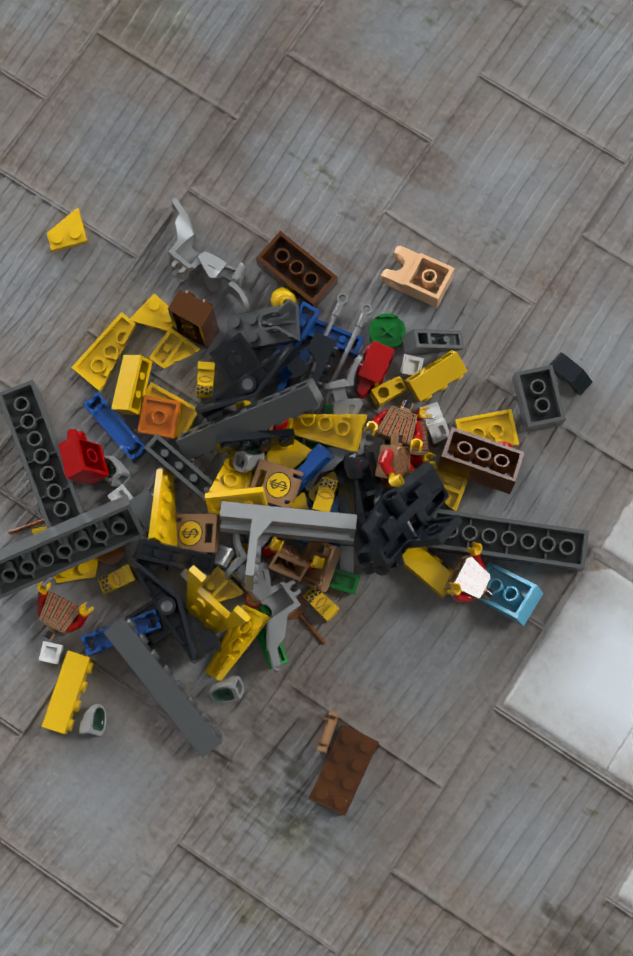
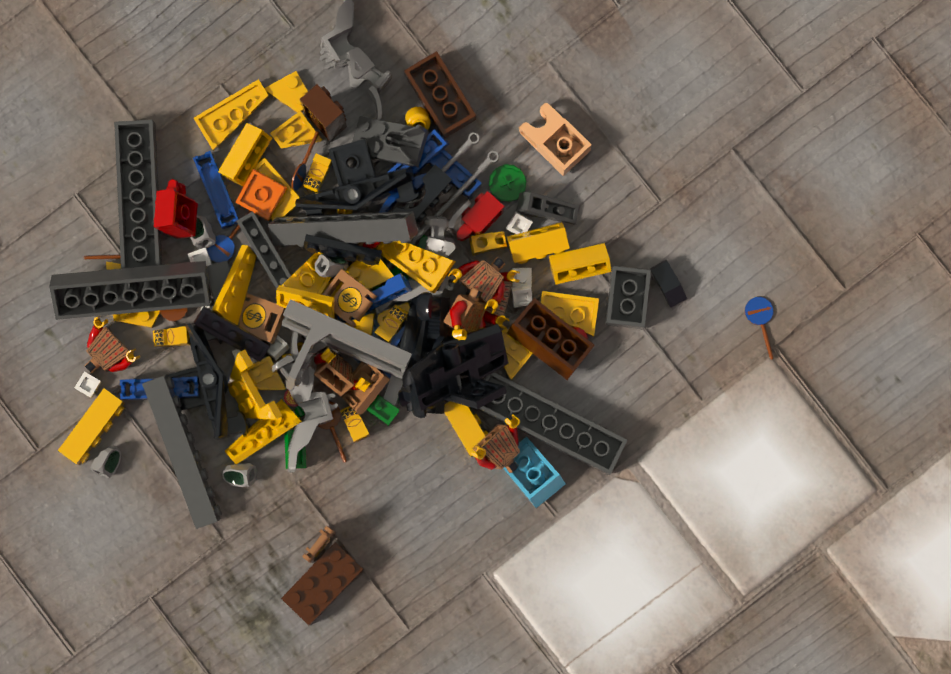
camera: 15 degrees right, 5 degrees up
(139, 478) = (224, 247): none -> blue piece
(189, 385) = (300, 172): none -> piece
(482, 382) = (580, 263): none -> yellow brick

